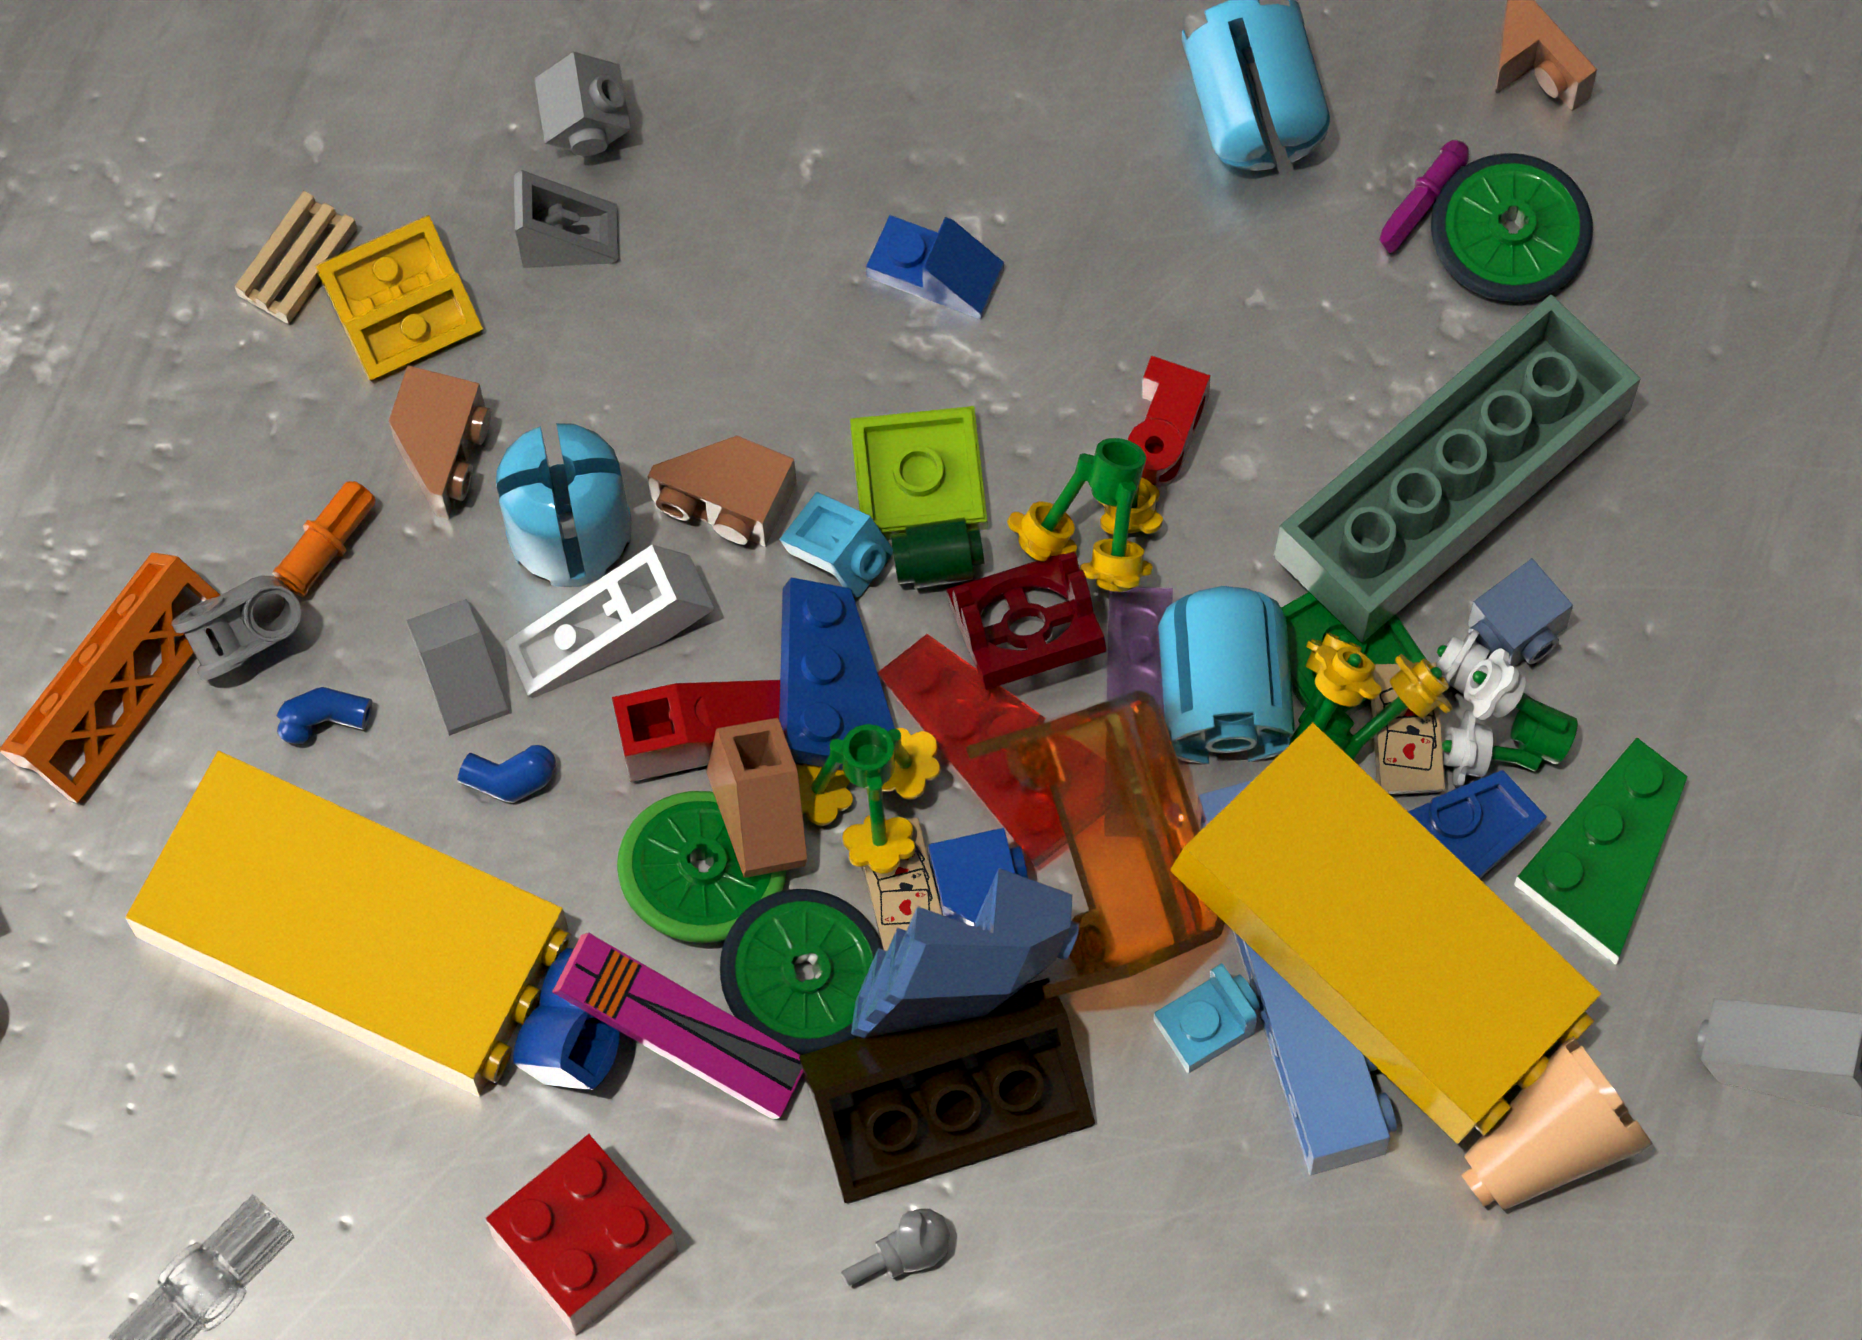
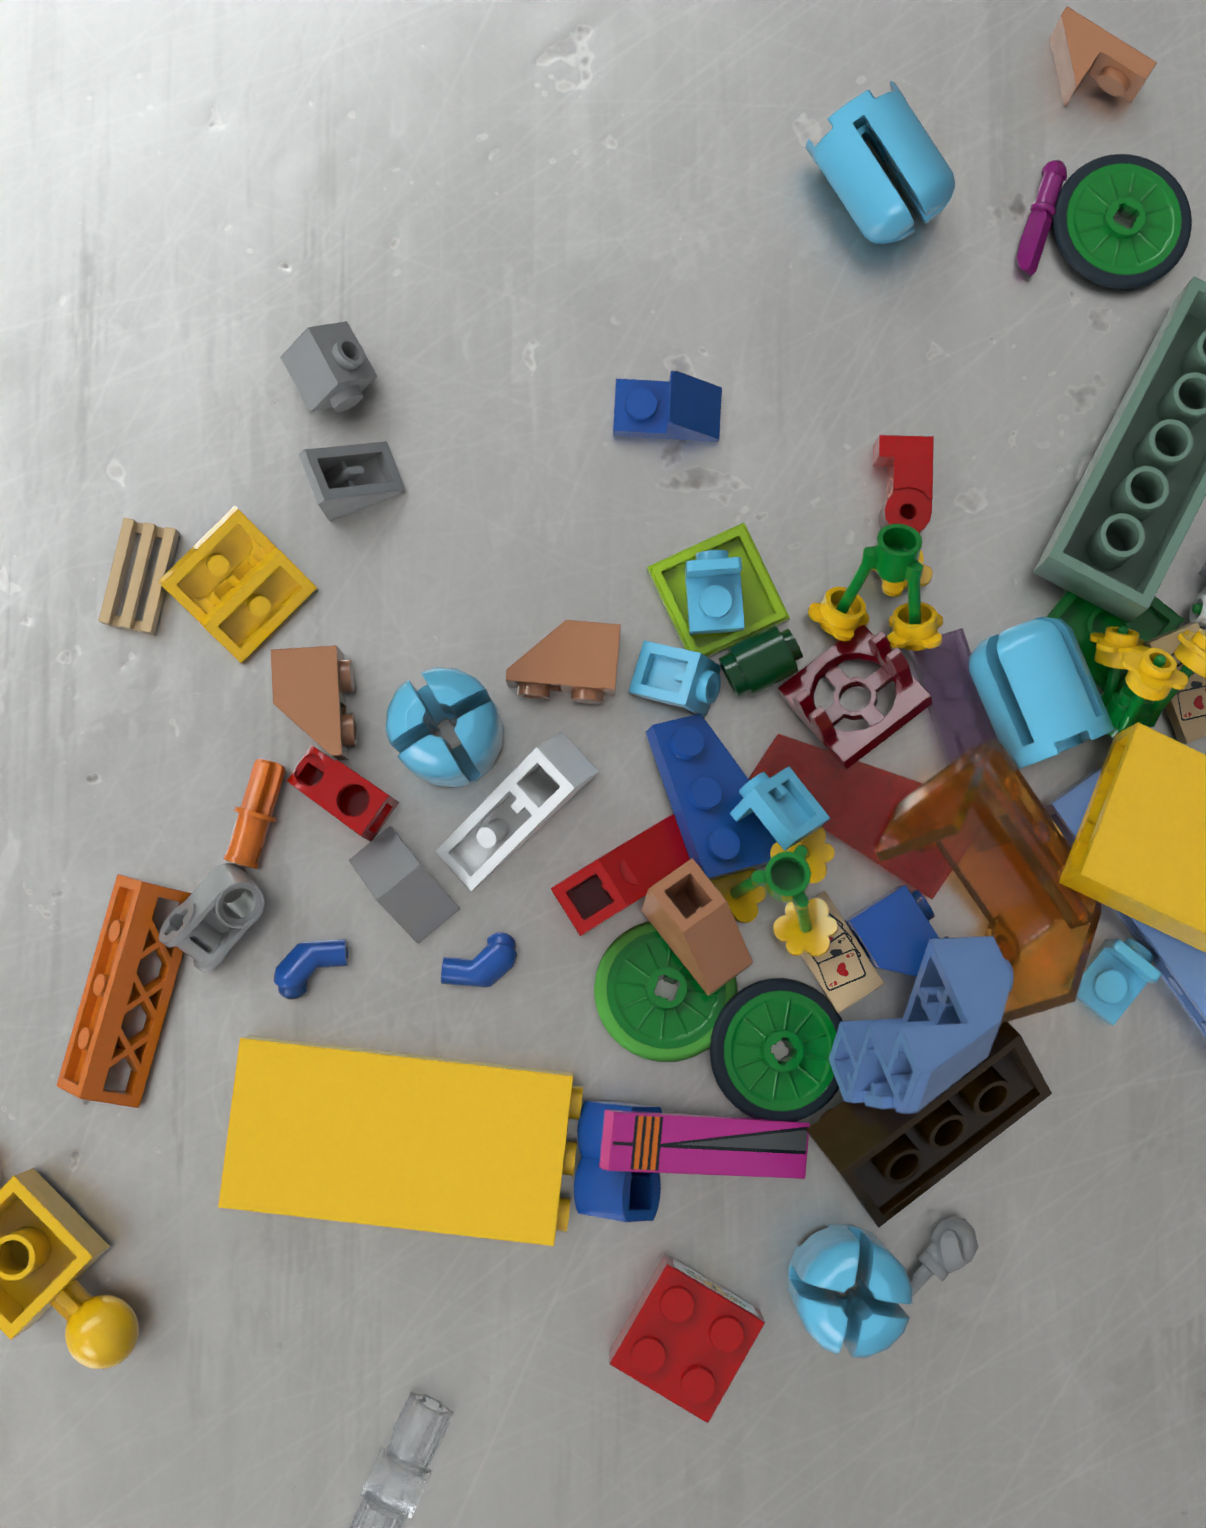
camera: 20 degrees left, 15 degrees up
(429, 545) = (342, 793): none -> red leg
(804, 1224) = (865, 1318): none -> medium azure cylinder
(896, 696) = (782, 807): none -> medium azure bracket
(910, 462) = (714, 593): none -> medium azure bracket

